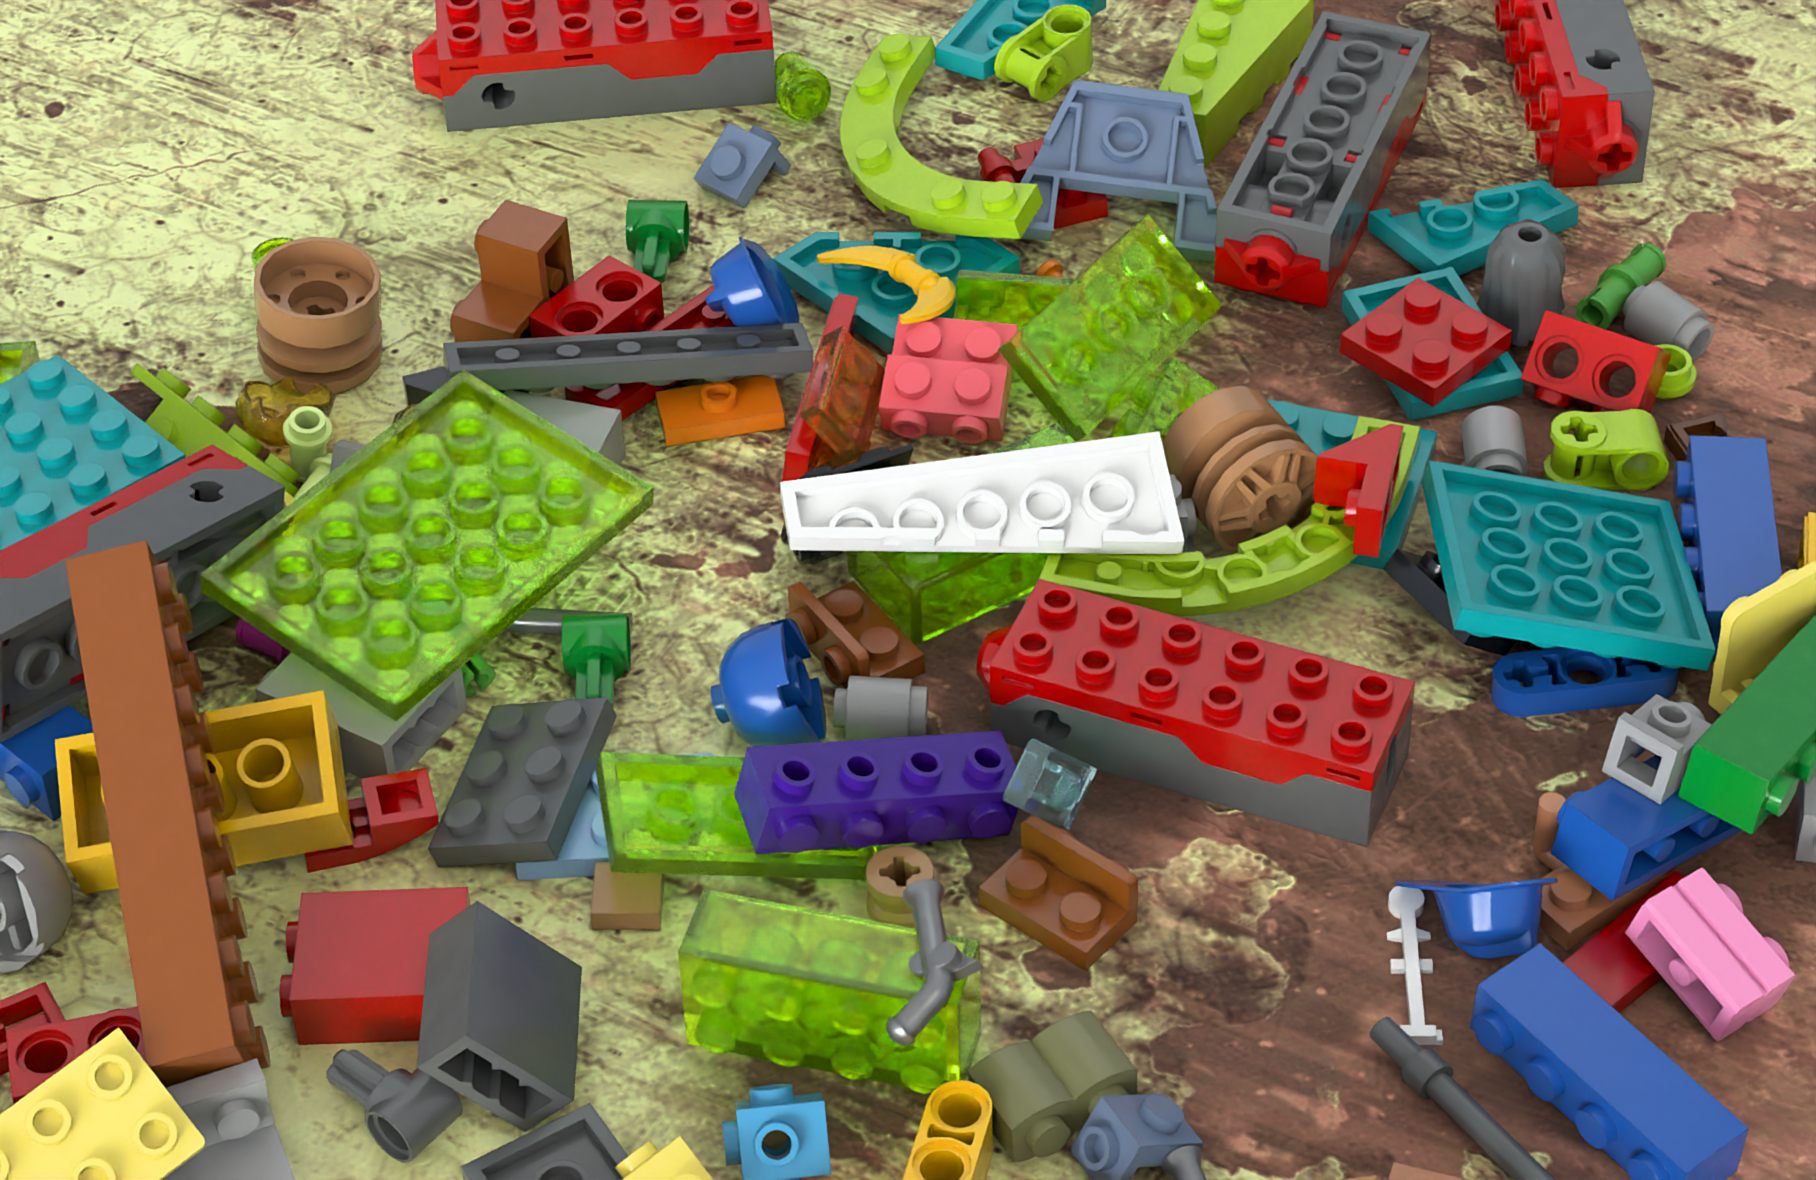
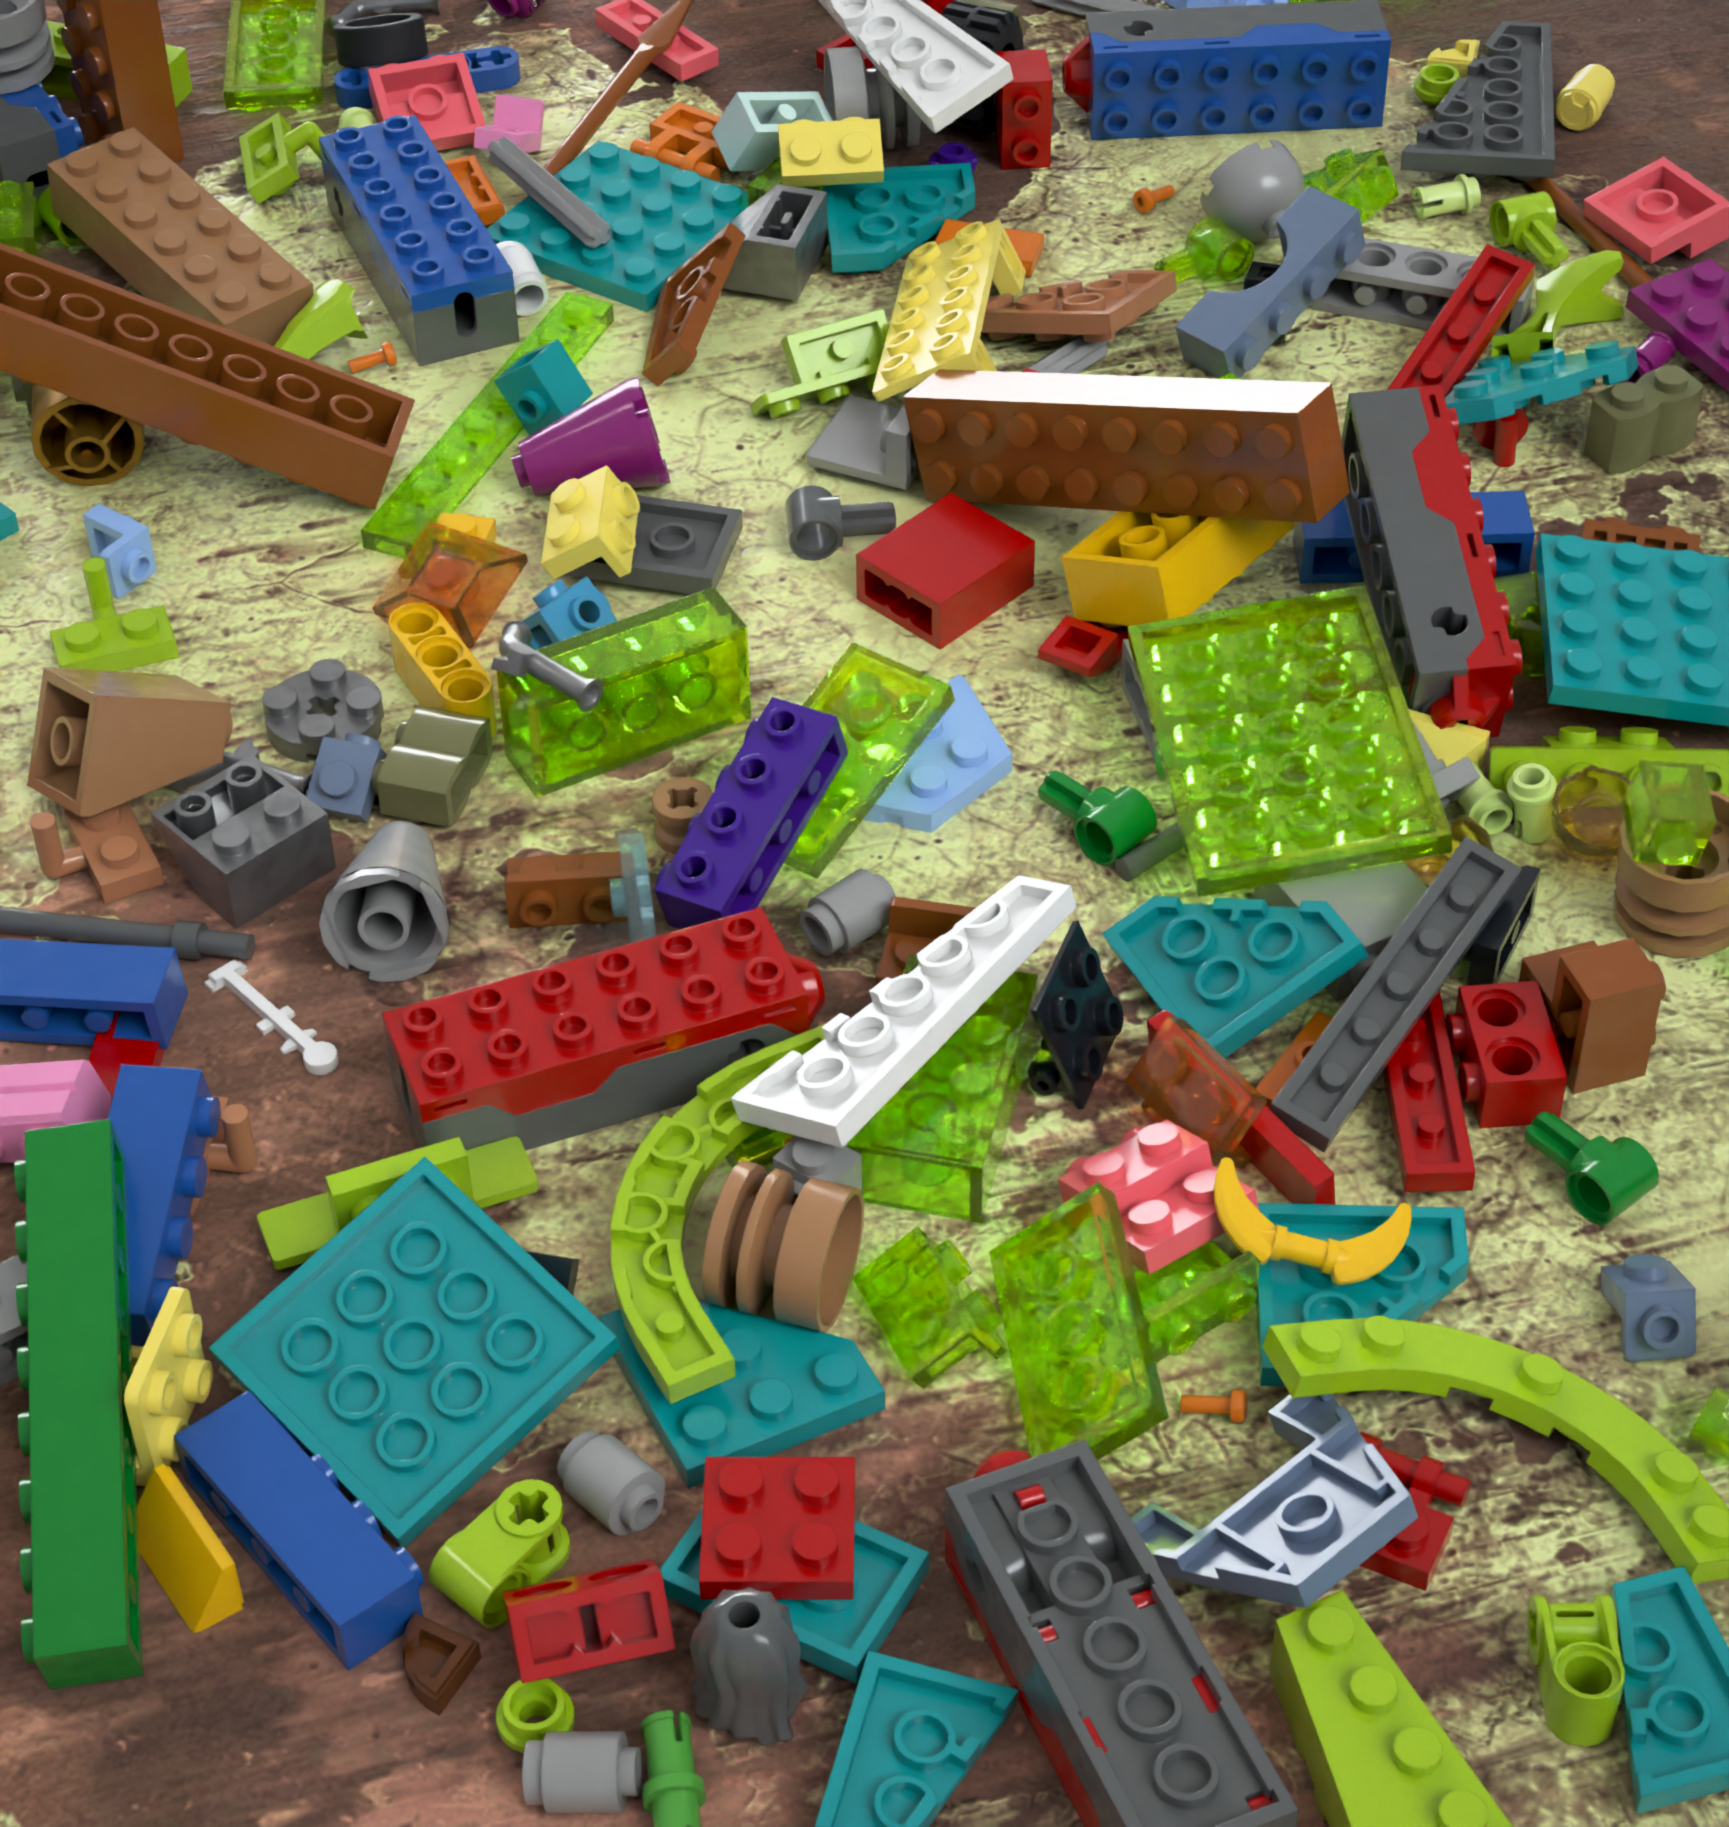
camera: 135 degrees right, 0 degrees up
(326, 268) = (1668, 813): none -> clear neon green brick
(500, 1017) = (811, 555): dark grey brick -> none
(523, 782) = (1025, 712): dark grey plate -> none
(702, 468) = (1233, 961): none -> teal plate
(751, 288) = (1395, 1126): blue piece -> none
(768, 688) = (928, 848): blue cylinder -> none
(1232, 950) = (388, 907): none -> light grey cone
(1302, 1093) = (246, 840): none -> flat silver slope
(1363, 481) = (630, 1249): red slope -> none
(1486, 717) = (483, 1173): none -> lime bracket
(1488, 917) = (256, 1049): blue piece -> none
(1664, 729) = (157, 1149): light grey brick -> none

